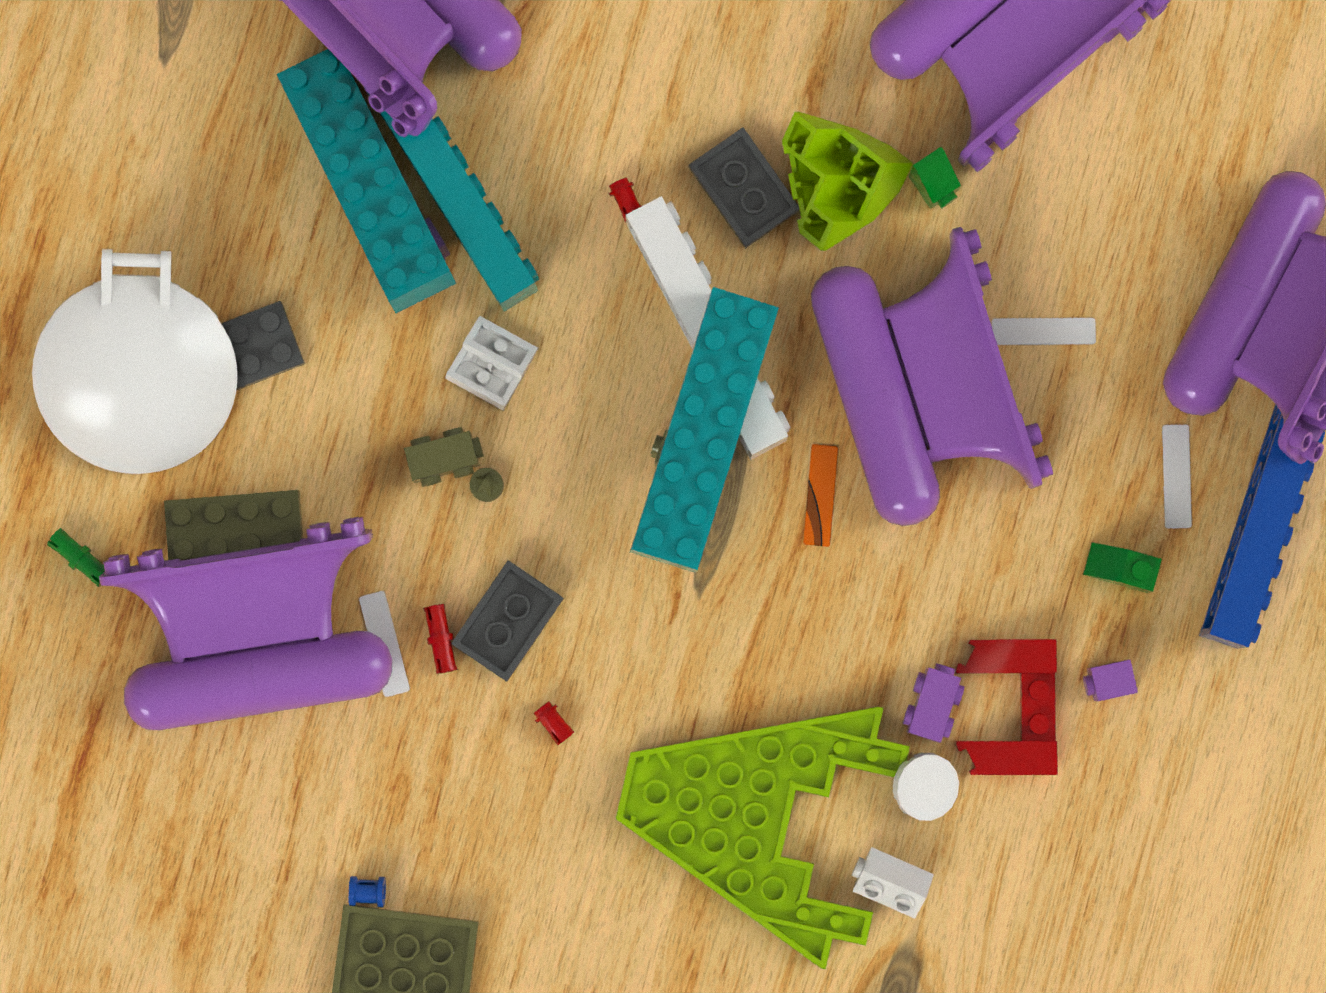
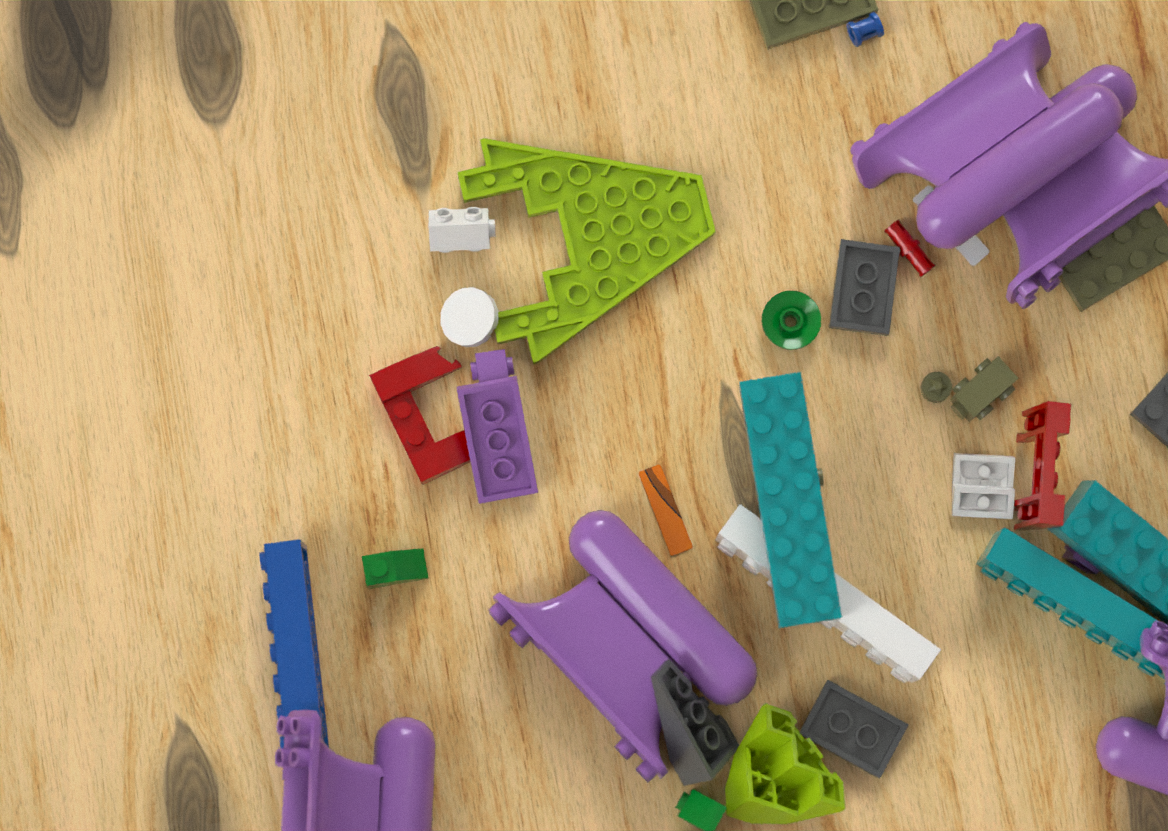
camera: 145 degrees right, 5 degrees down
(308, 702) = (988, 139): none -> medium lavender piece
(454, 305) = (1044, 426): none -> red wedge
(553, 722) = (787, 226): red pin -> none
(588, 608) = (793, 305): none -> green dish
(624, 196) = (945, 673): red pin -> none
(906, 259) = (694, 736): none -> dark grey wedge
(960, 643) = (497, 439): none -> medium lavender plate
(1044, 331) = (549, 732): white sticker -> none
(1110, 680) = (361, 471): medium lavender brick -> none
(1176, 476) = (384, 666): white sticker -> none

